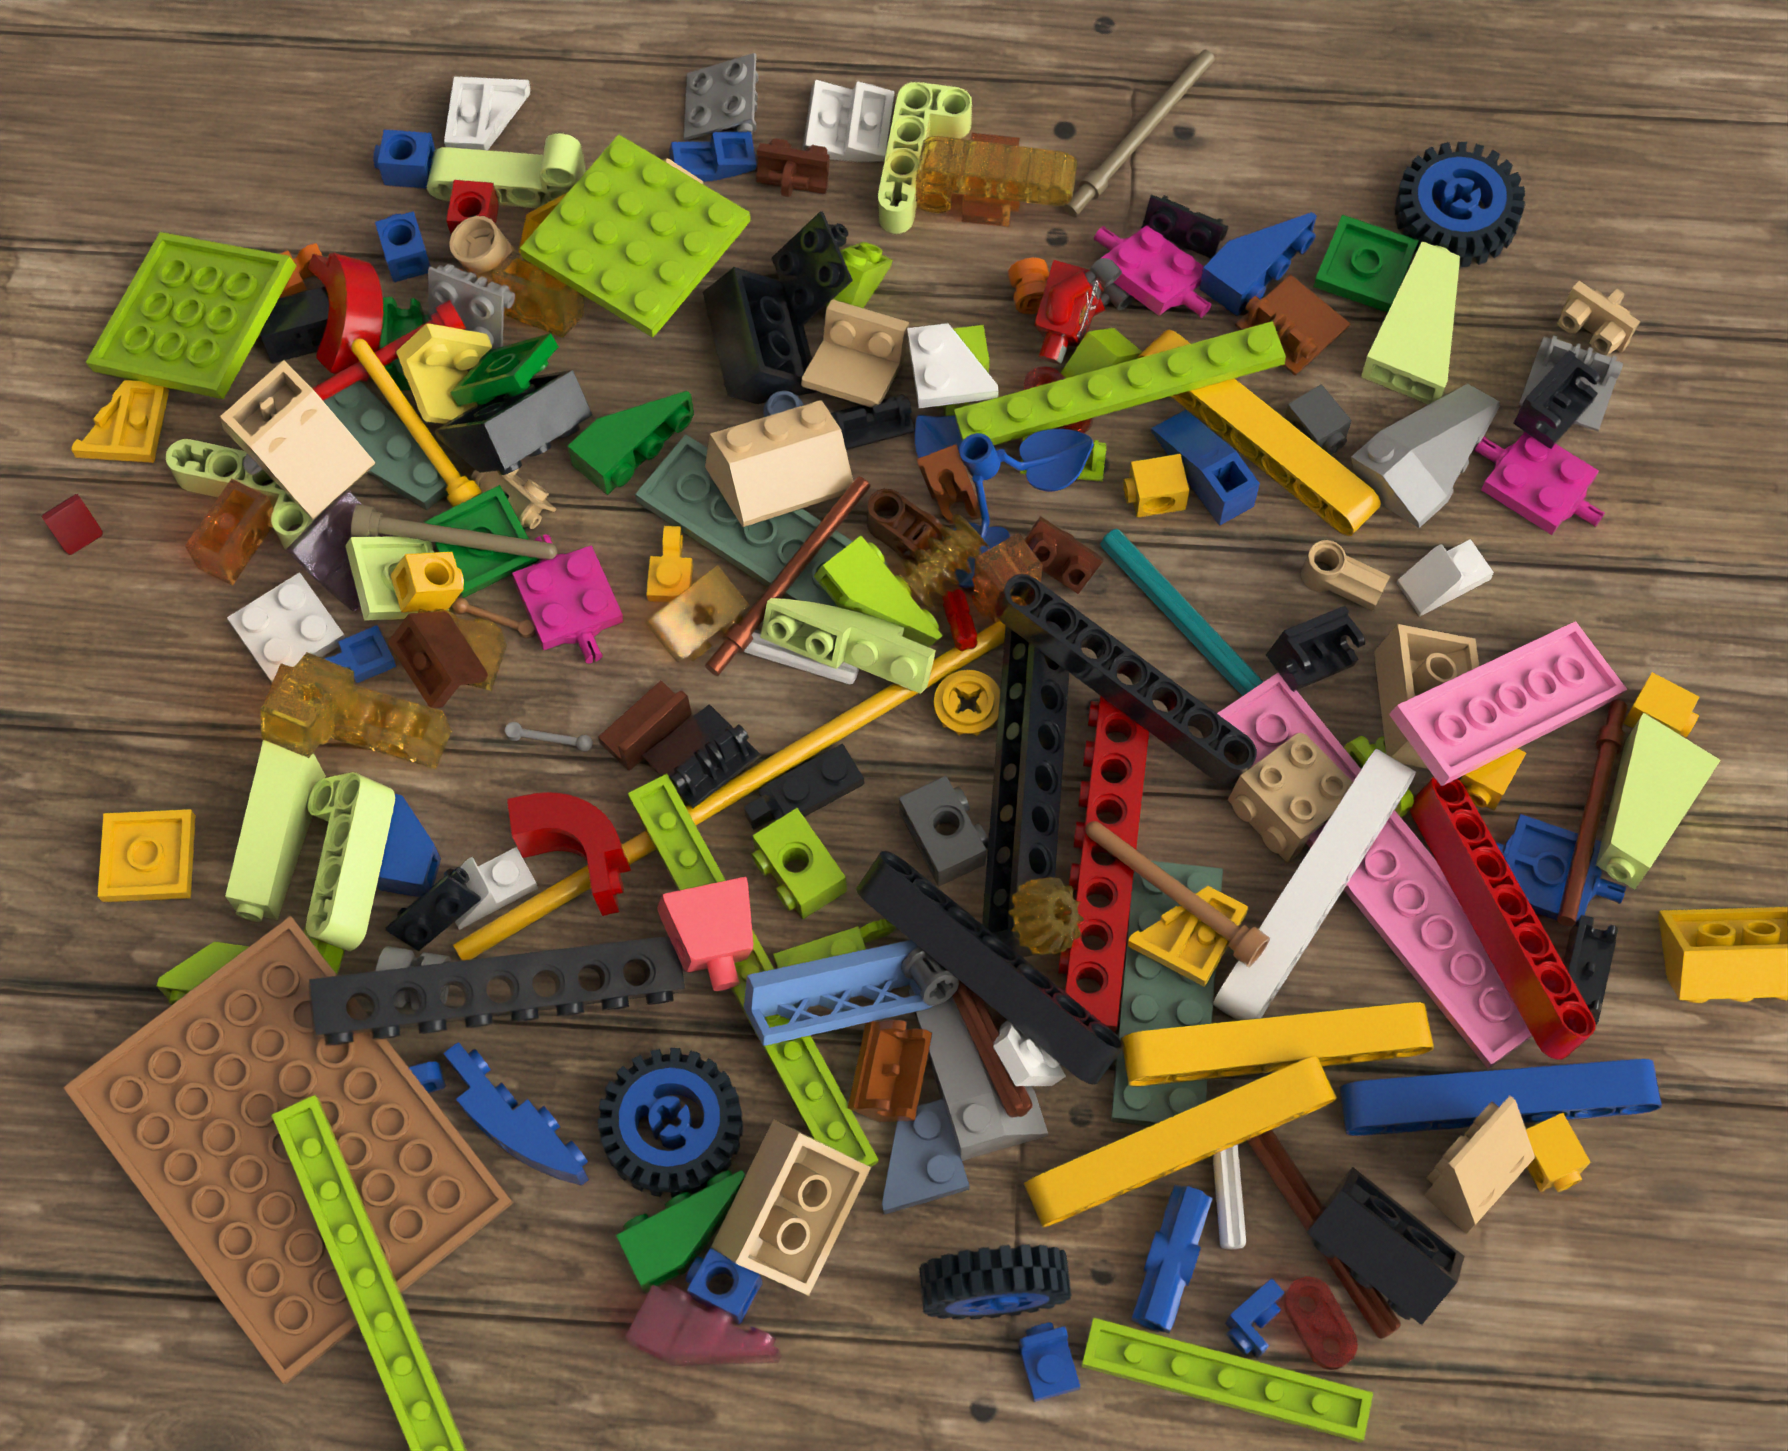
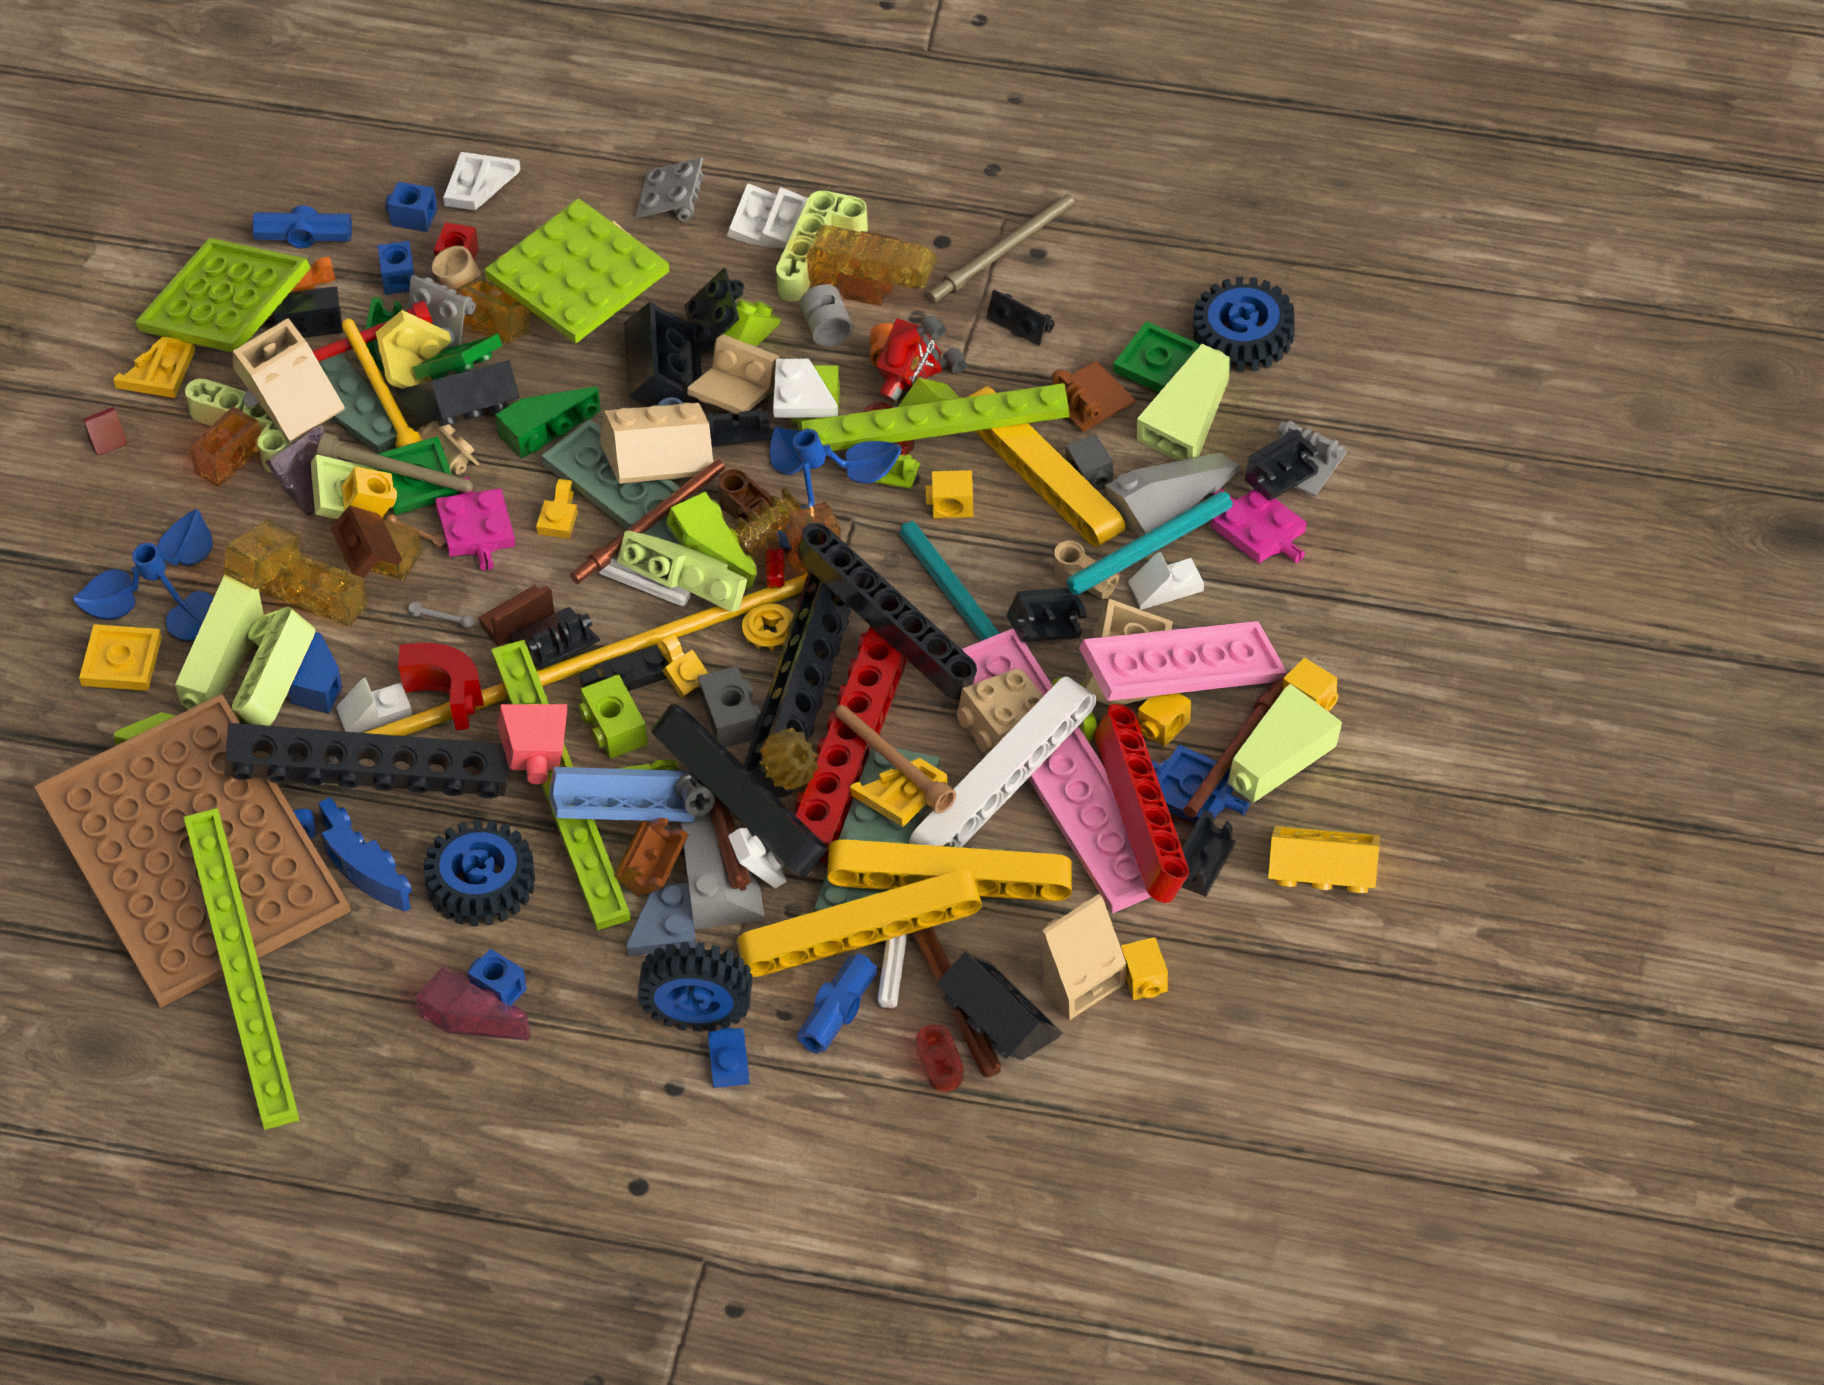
camera: 10 degrees right, 15 degrees down
(117, 756) = (185, 542): none -> blue plant
(274, 202) = (302, 226): none -> blue piece
(286, 626) = (251, 509): white plate -> none
(353, 308) = (349, 299): red arch -> none
(364, 654) = (315, 541): blue plate -> none
(434, 910) = (332, 709): black hinge -> none
(517, 177) = (495, 228): yellowish green beam -> none
(672, 1239) = (462, 942): green slope -> none
(674, 622) = (582, 527): clear yellow brick -> none
(721, 158) = (663, 232): blue slope -> none
(790, 1208) = (558, 931): tan slope -> none
(793, 167) = (715, 244): copper hips -> none
(875, 783) = (682, 669): none -> yellow plate
(949, 481) = (785, 467): dark orange hinge -> none
(950, 252) = (826, 315): none -> light grey wheel
(1062, 555) = (863, 531): copper hips -> none
(1155, 270) = (985, 345): dark pink plate -> none
(1210, 466) = (996, 486): blue slope -> none
(1228, 1380) = (860, 1084): lime plate -> none
(1252, 261) = (1070, 345): blue slope -> none
(1257, 1309) = (888, 1043): blue bracket -> none
(1423, 533) = (1149, 543): none -> teal axle
(1459, 1098) = (1176, 930): blue beam -> none
(1599, 315) = (1337, 414): tan hips -> none

